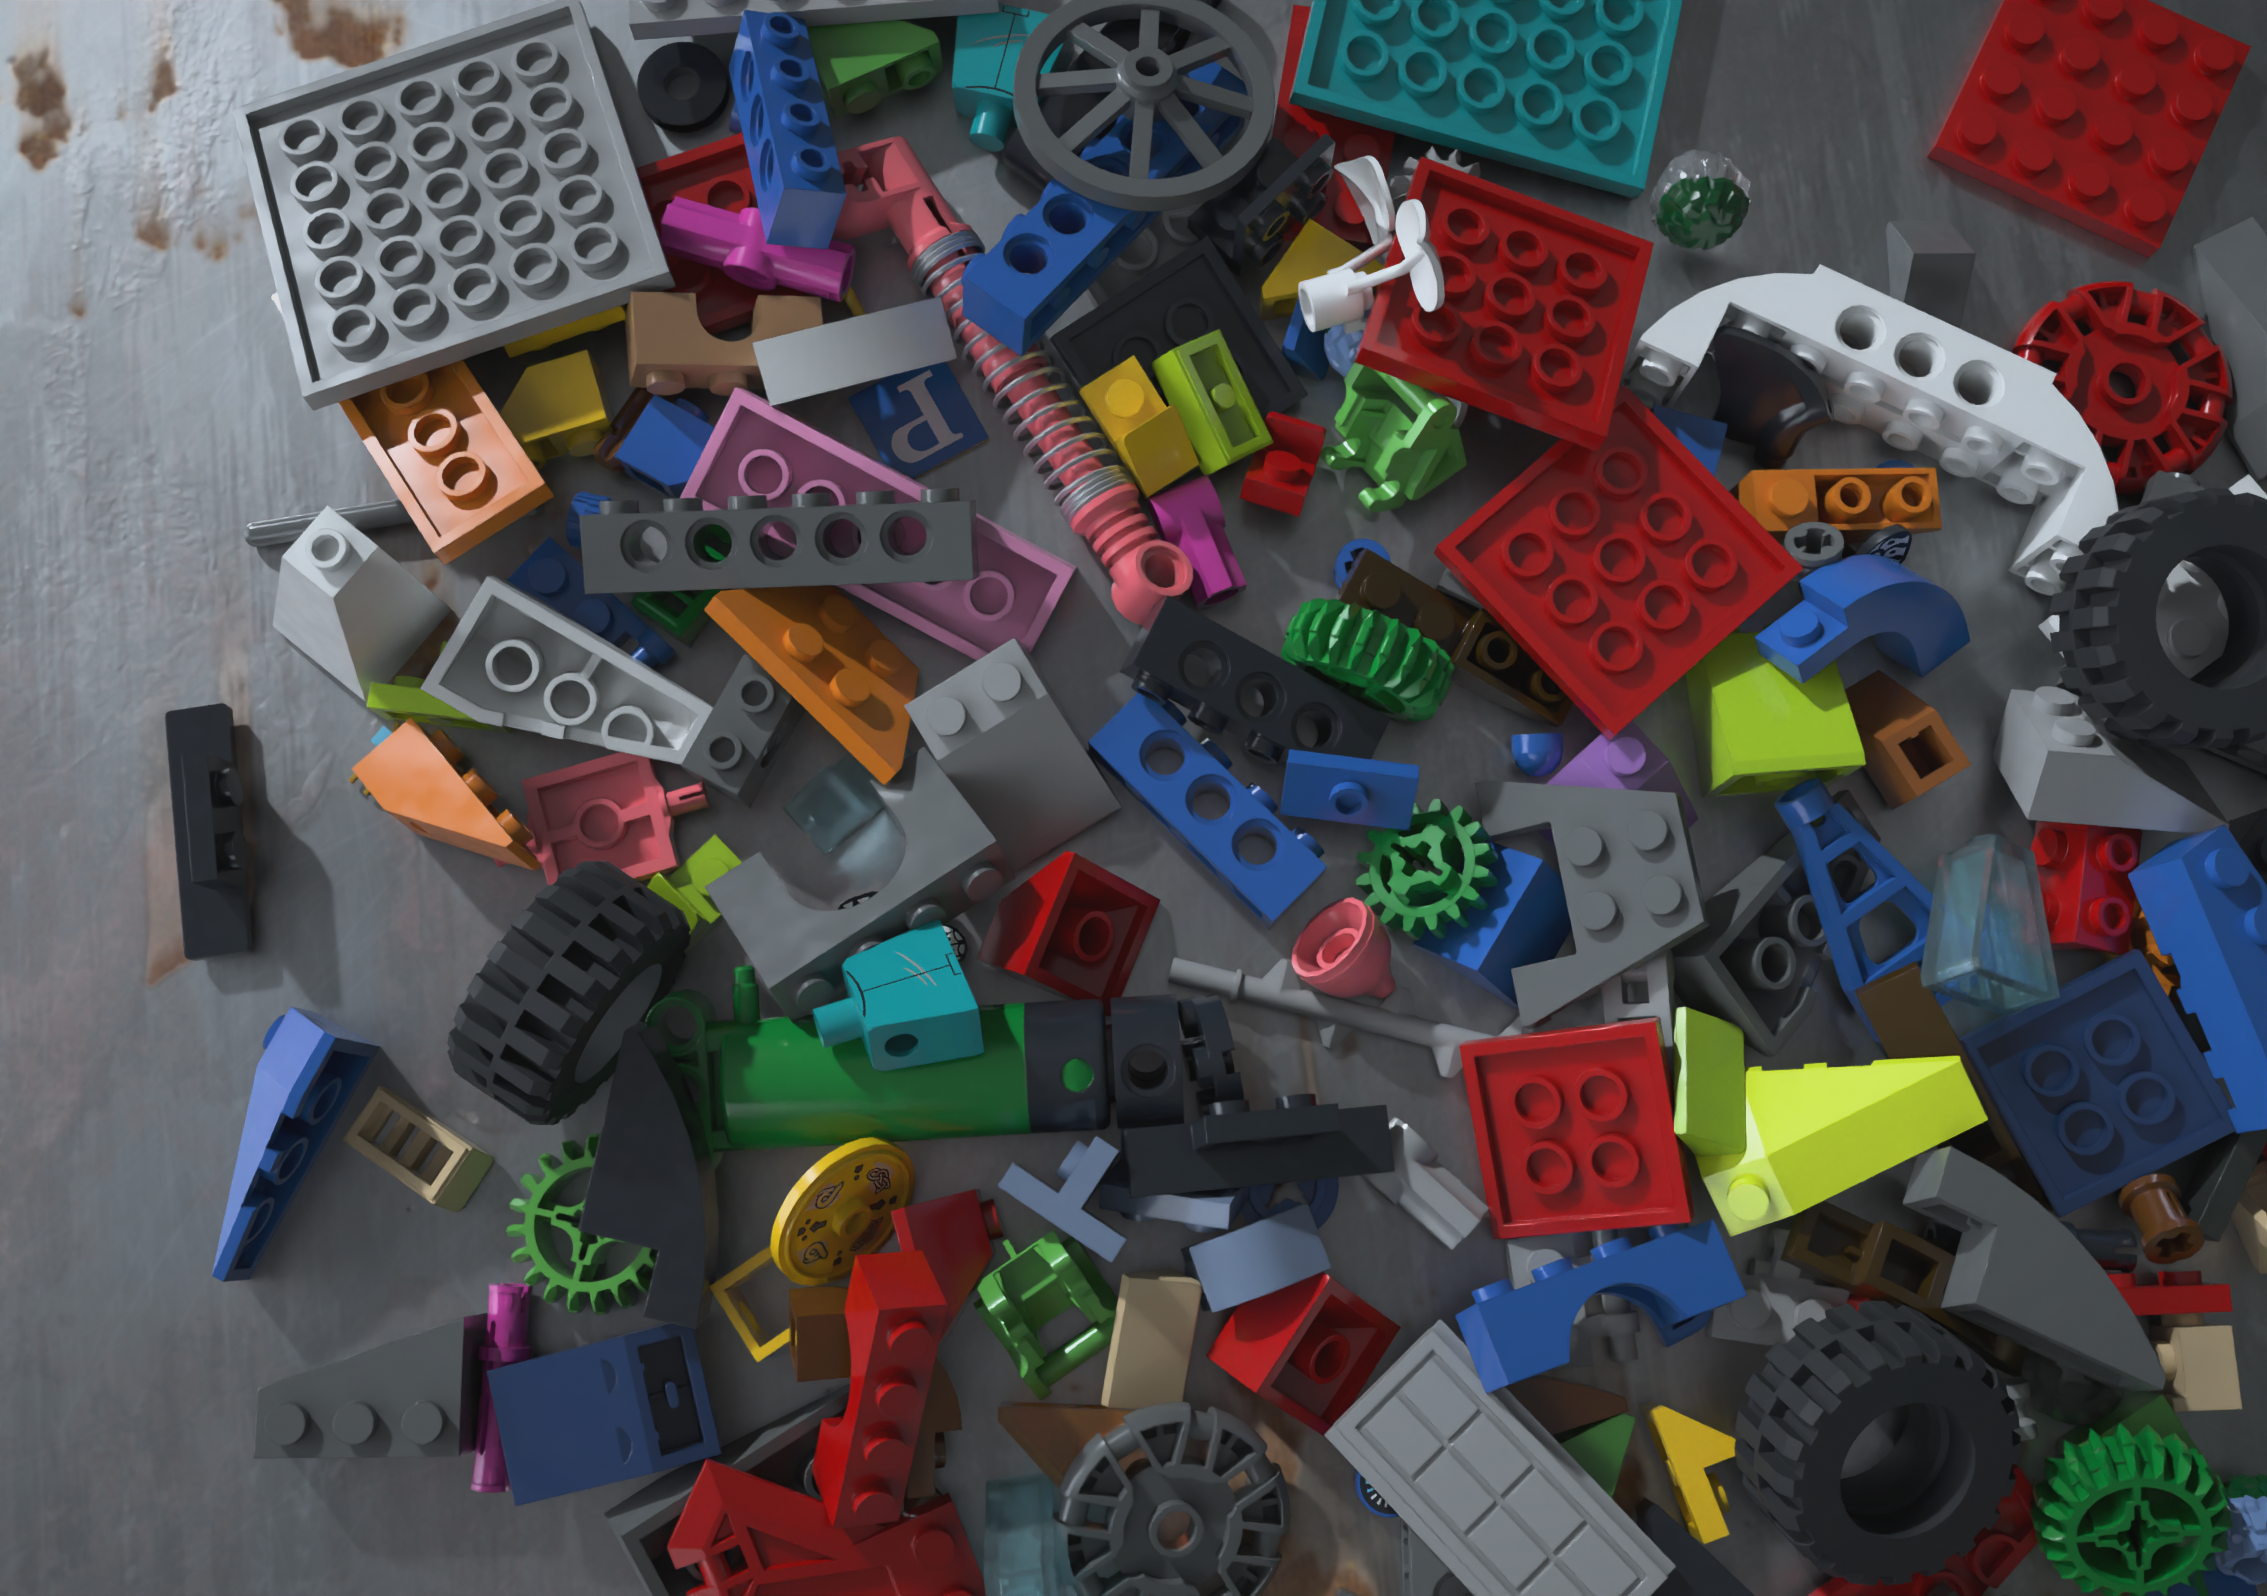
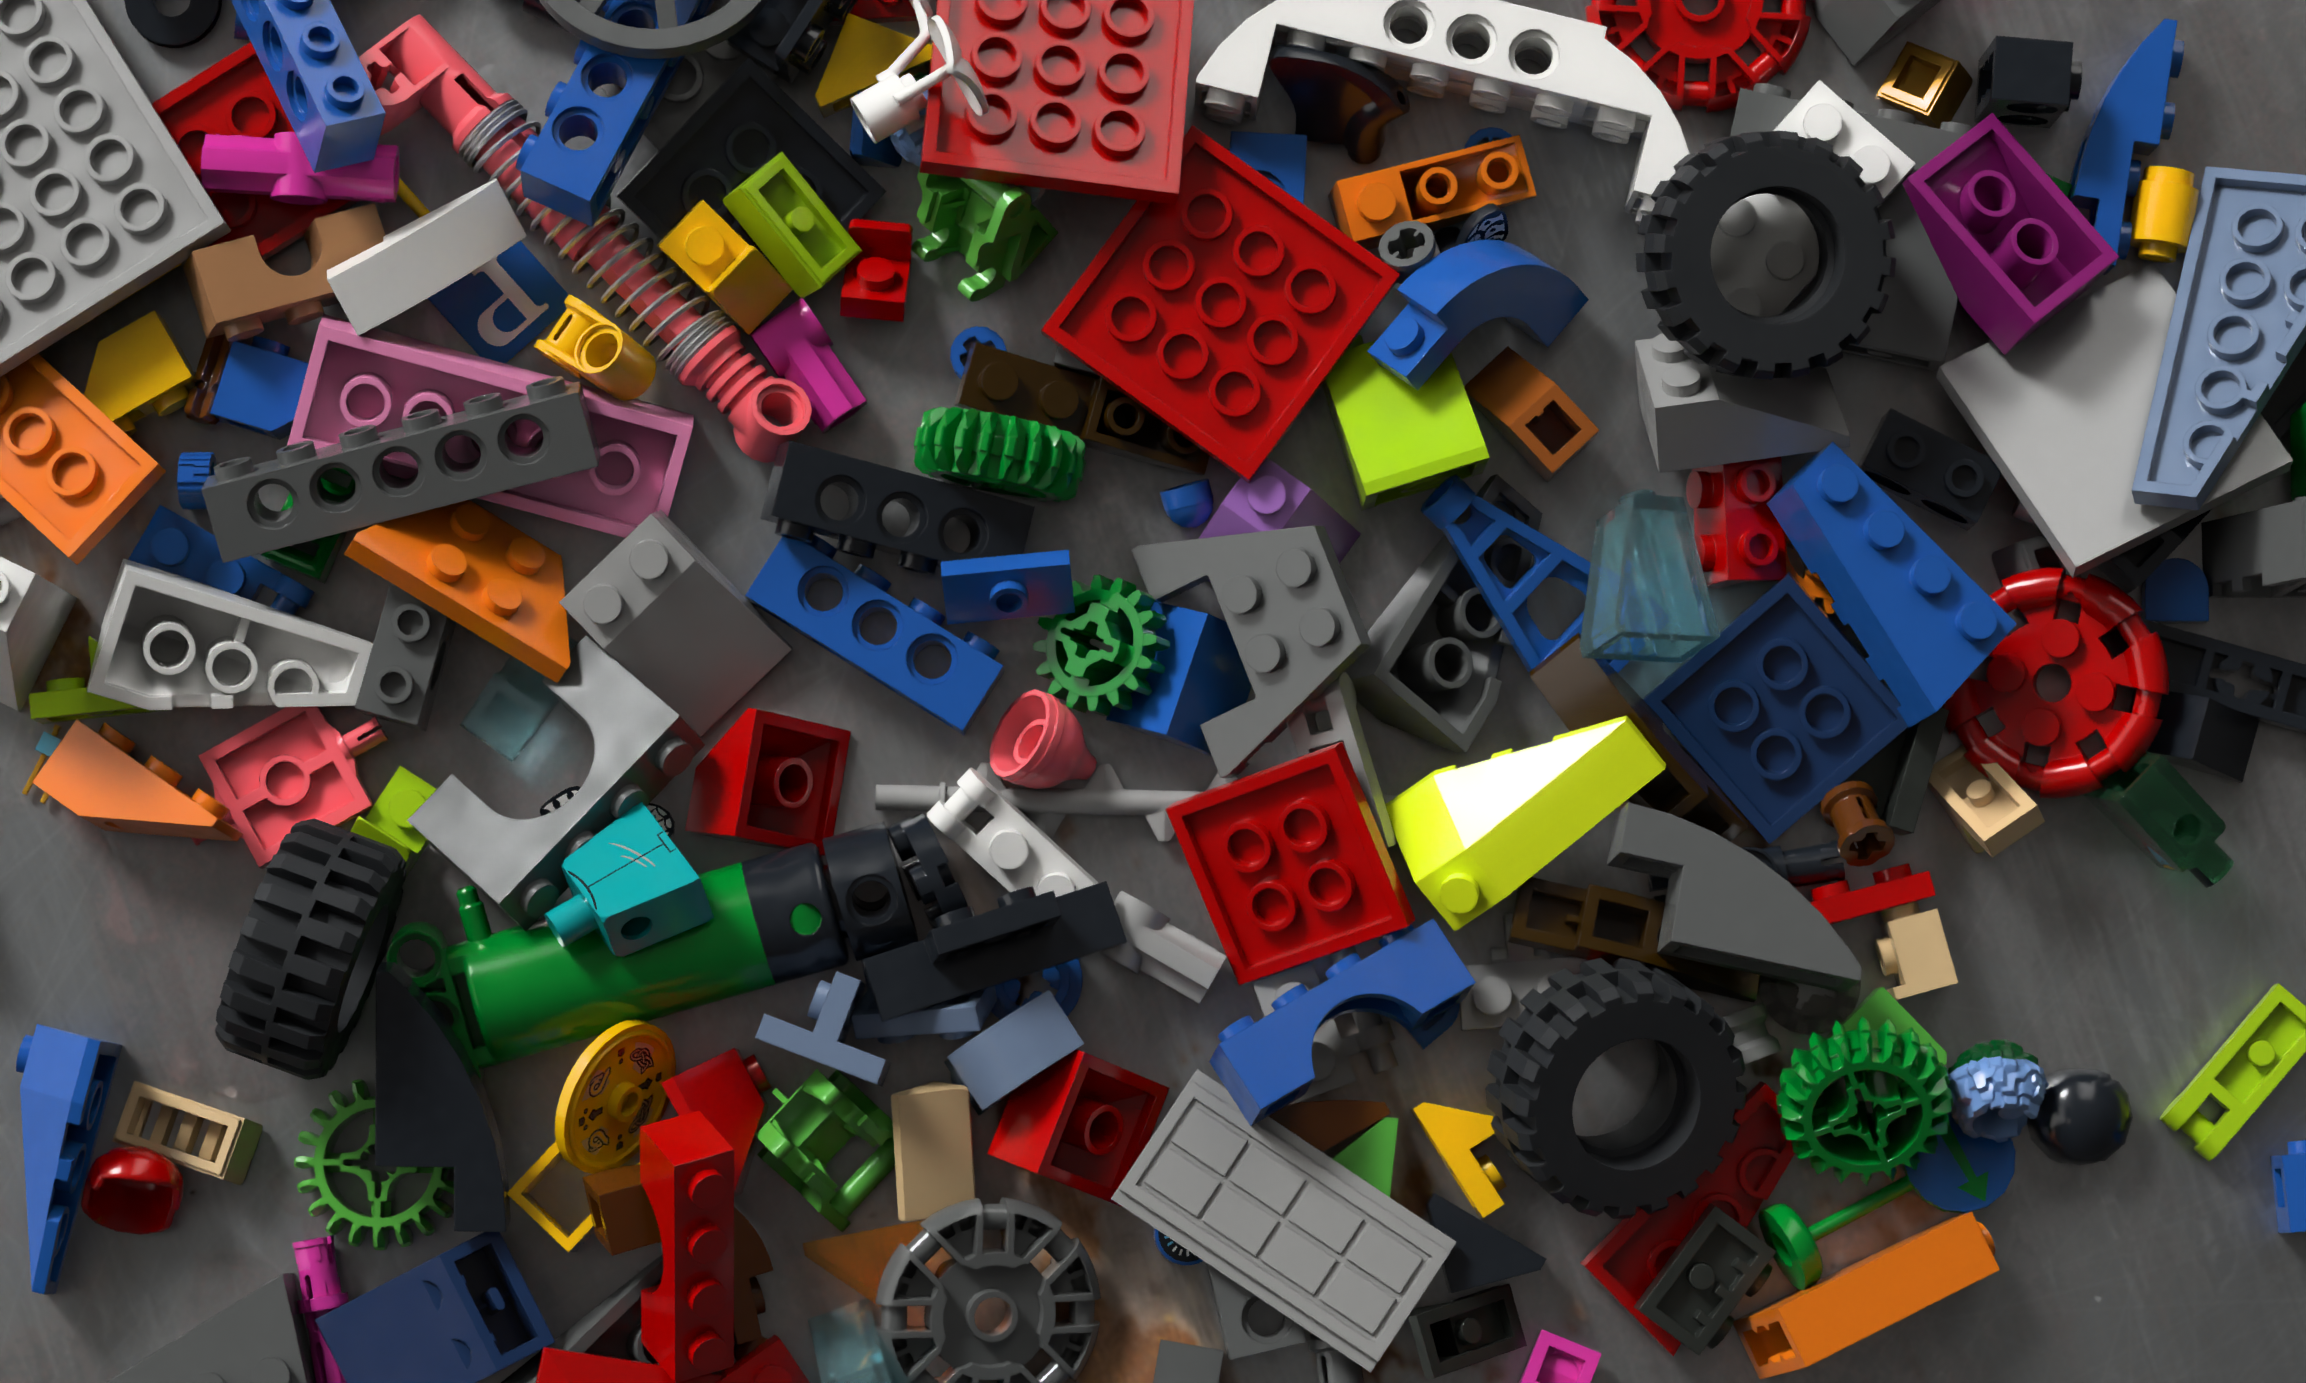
camera: 15 degrees left, 5 degrees up
(344, 1194) = (133, 1190): none -> red hair
(999, 482) = (598, 351): none -> yellow piece
(1293, 1042) = (1008, 842): none -> white plate
(1709, 1084) = (1403, 792): lime slope -> none

